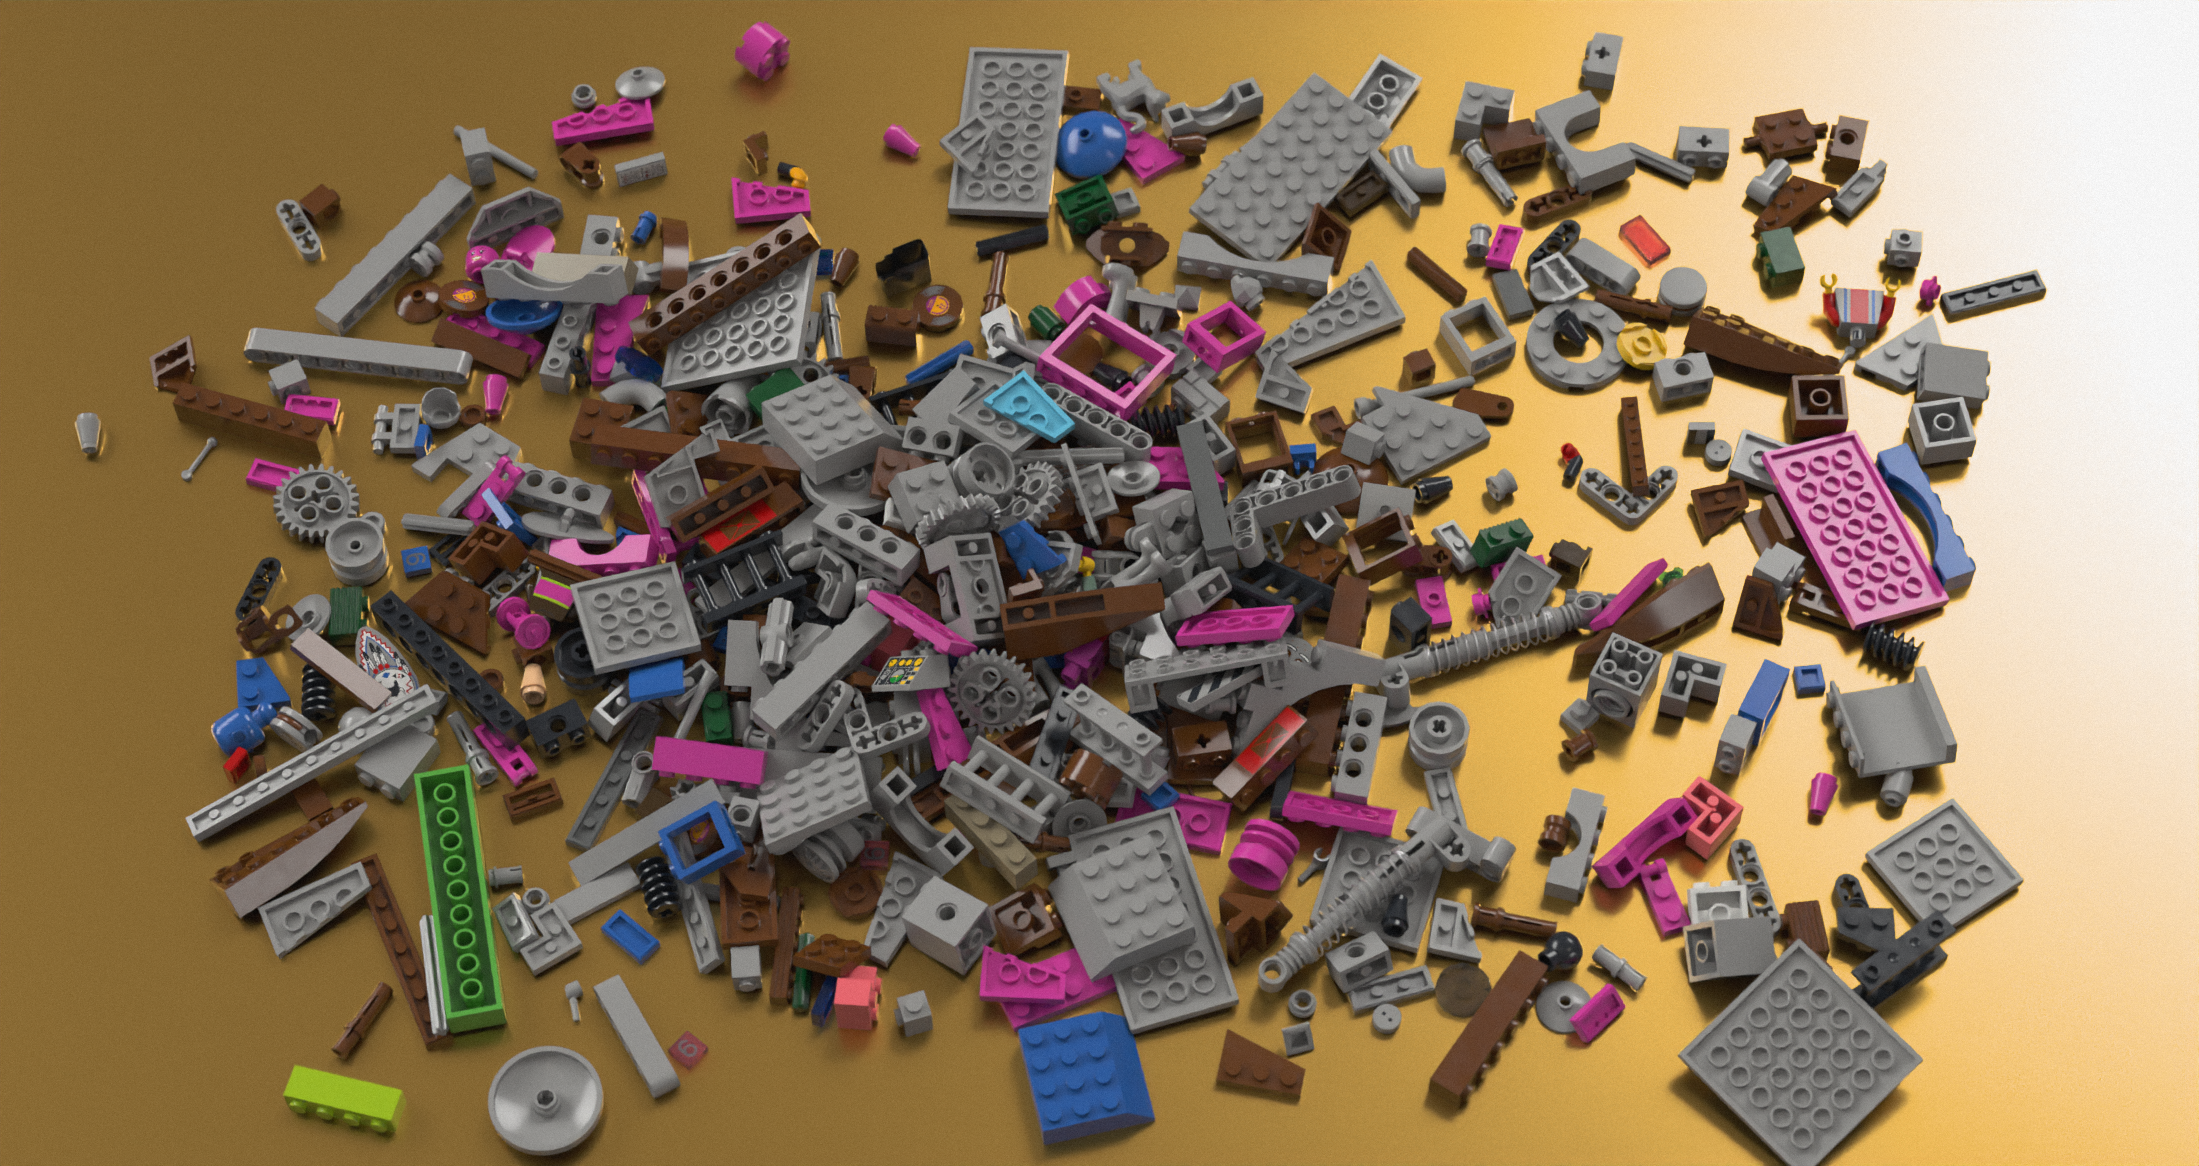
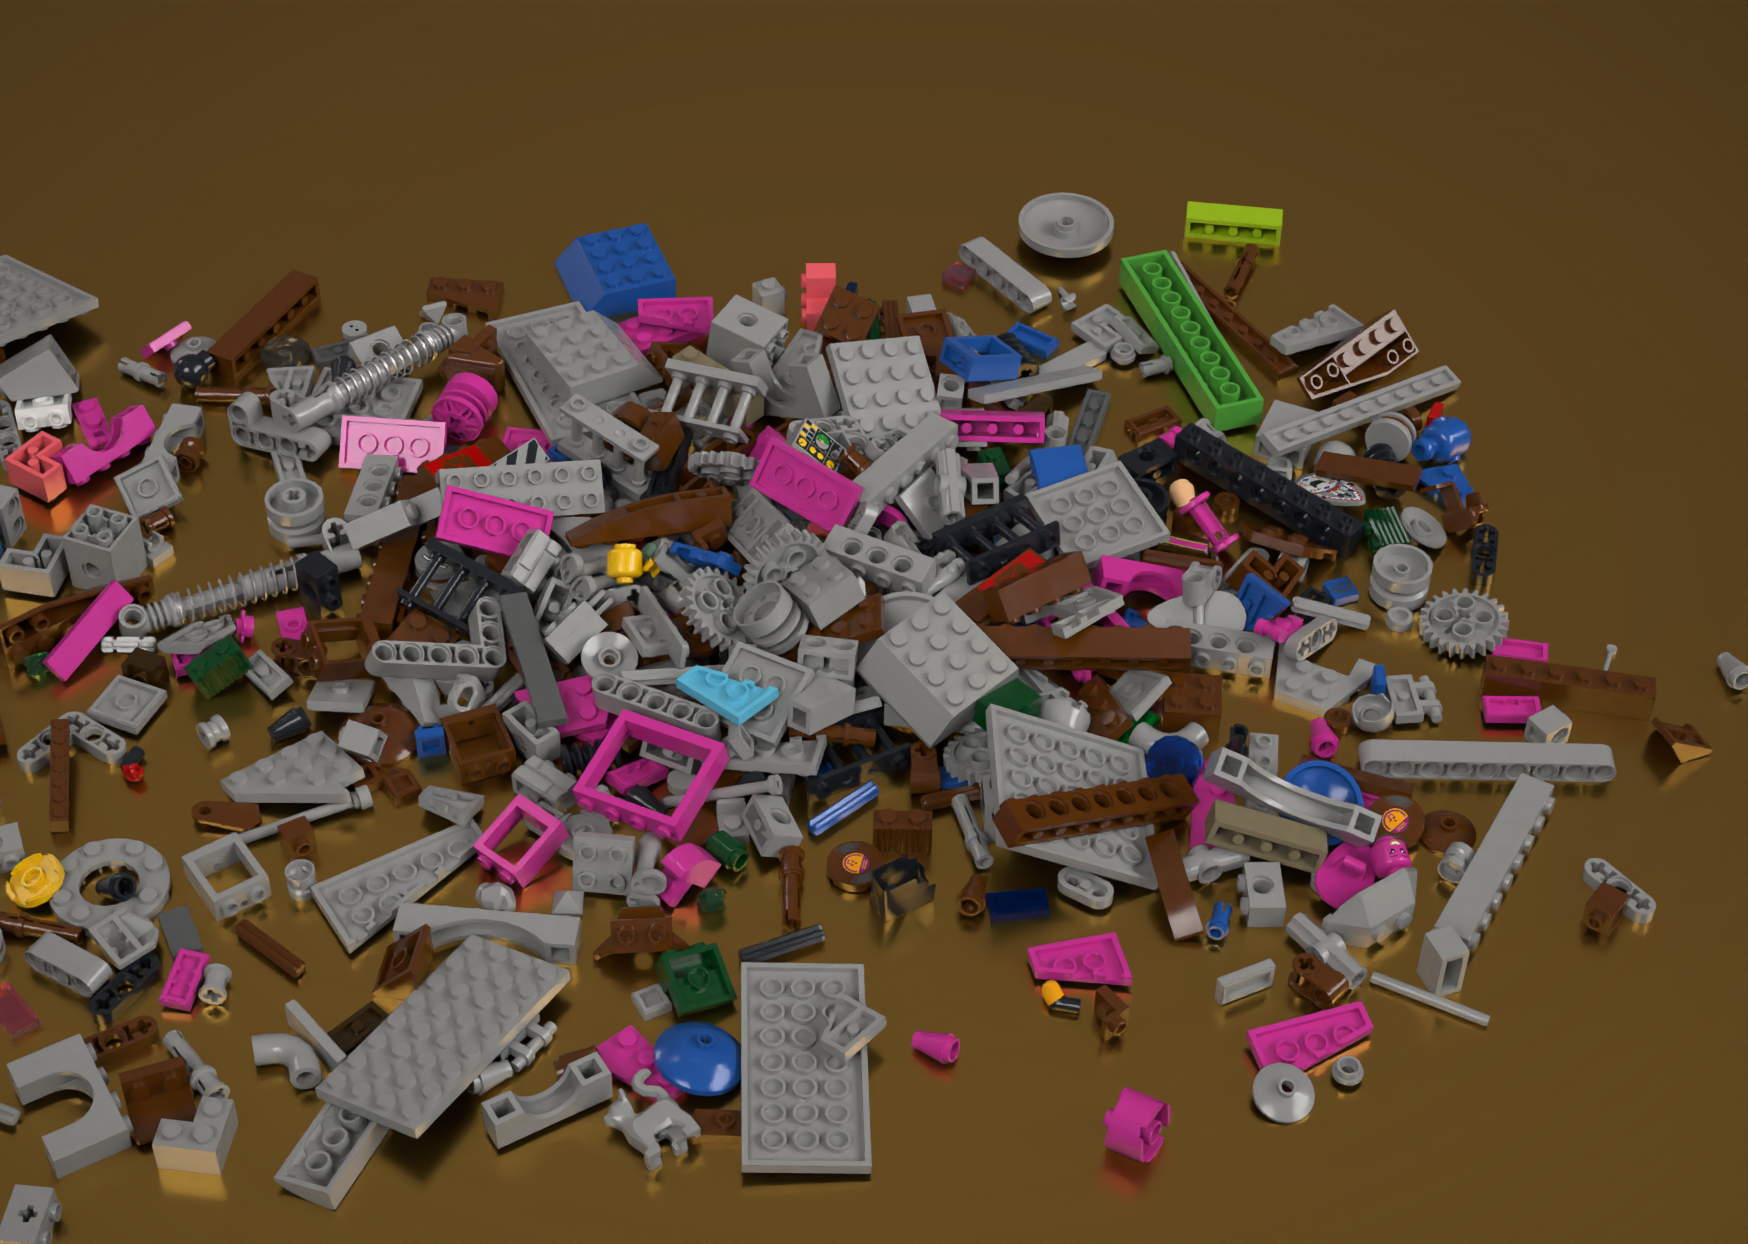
camera: 170 degrees right, 15 degrees down
(554, 533) = (1200, 583): none -> light grey piece
(565, 189) = (1326, 947): none -> light grey piece
(871, 664) = (854, 460): none -> reddish brown bush
(1062, 275) = (711, 899): none -> clear green plate
(1062, 744) = (665, 431): none -> reddish brown brick
(1110, 567) = (624, 563): none -> yellow head
(1413, 326) = (300, 876): none -> light grey wheel
(1584, 524) = (127, 704): none -> light grey plate
(1591, 775) = (148, 487): none -> light grey tile

